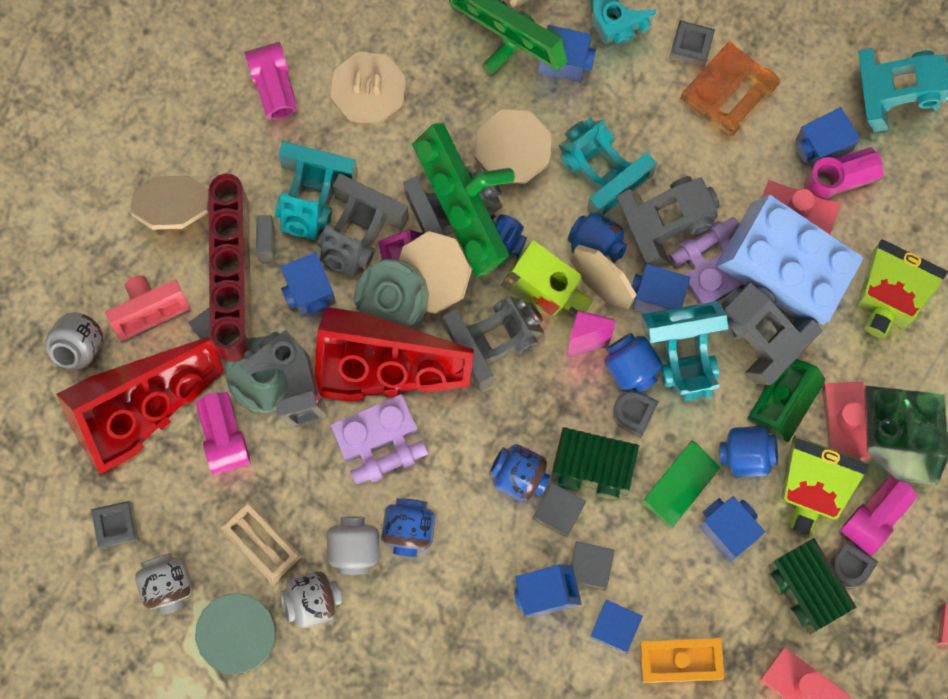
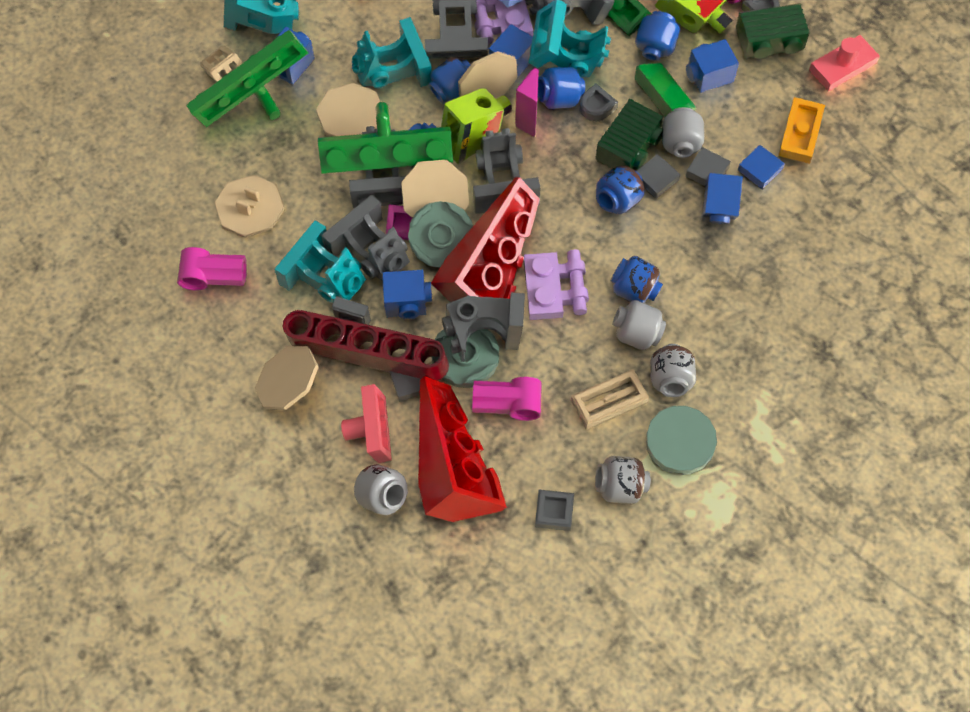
camera: 70 degrees left, 10 degrees down
(621, 521) = (683, 132): none -> light grey head

